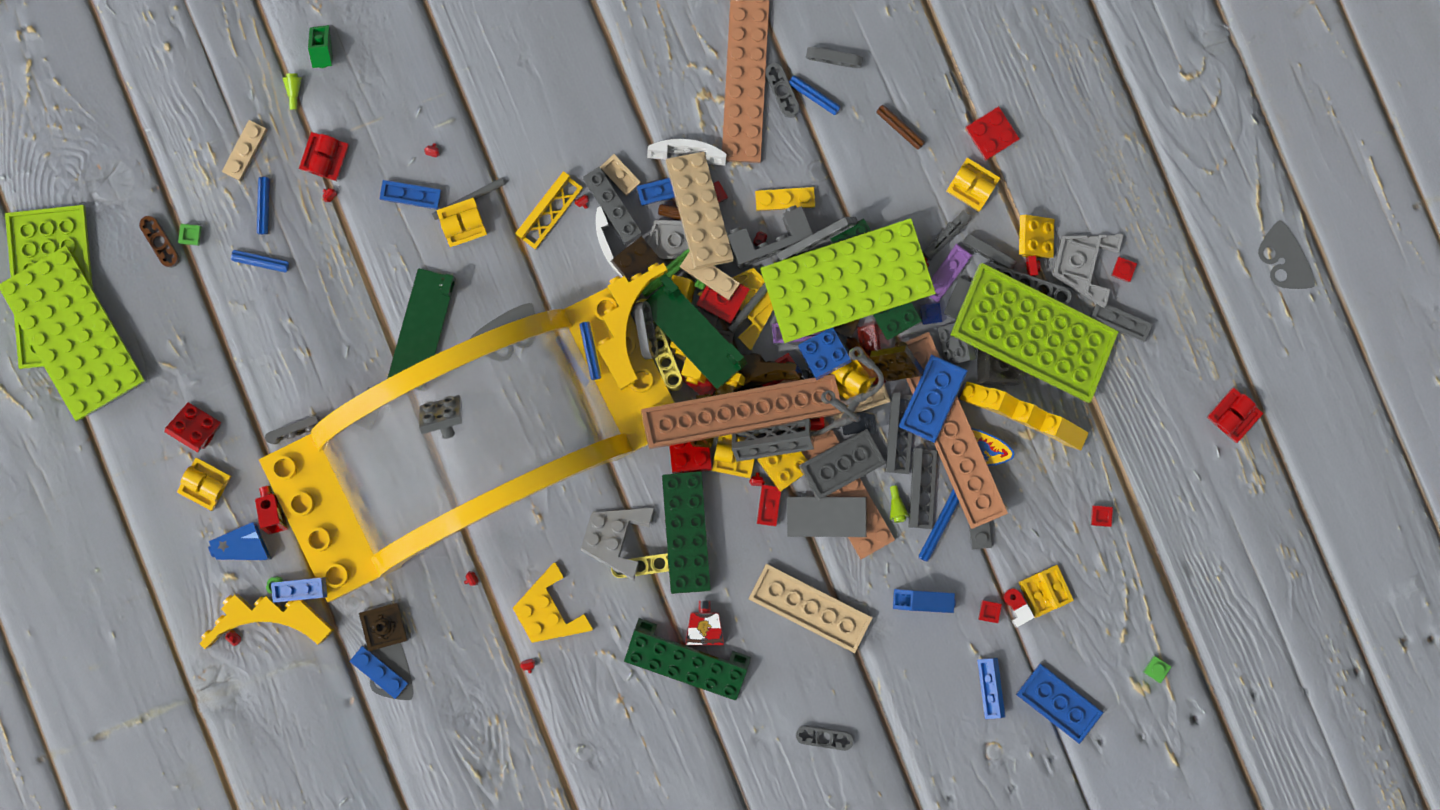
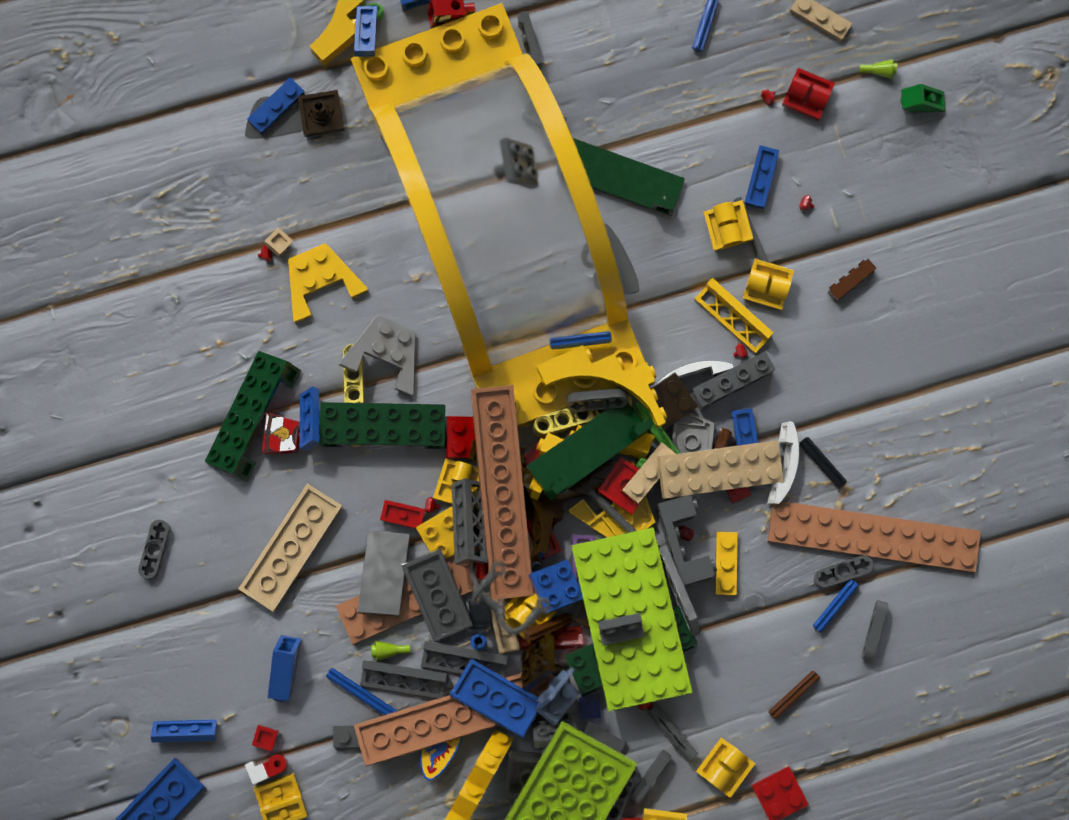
camera: 95 degrees right, 5 degrees down
(263, 205) = (762, 30): blue axle -> none
(471, 579) = (360, 205): red rock -> none
(507, 106) = (855, 277): none -> reddish brown piece
(515, 179) = (768, 284): none -> yellow plate
(516, 653) = (278, 242): none -> tan plate
(620, 175) = (765, 392): tan plate -> none
(681, 116) = (823, 462): none -> black axle
(687, 603) = (309, 418): none -> blue plate
(861, 287) = (621, 629): none -> dark grey bracket
(884, 416) = (478, 636): none -> blue pin
(927, 341) = (557, 698): none -> sand blue bracket
(949, 271) = (633, 731): medium lavender tile -> none

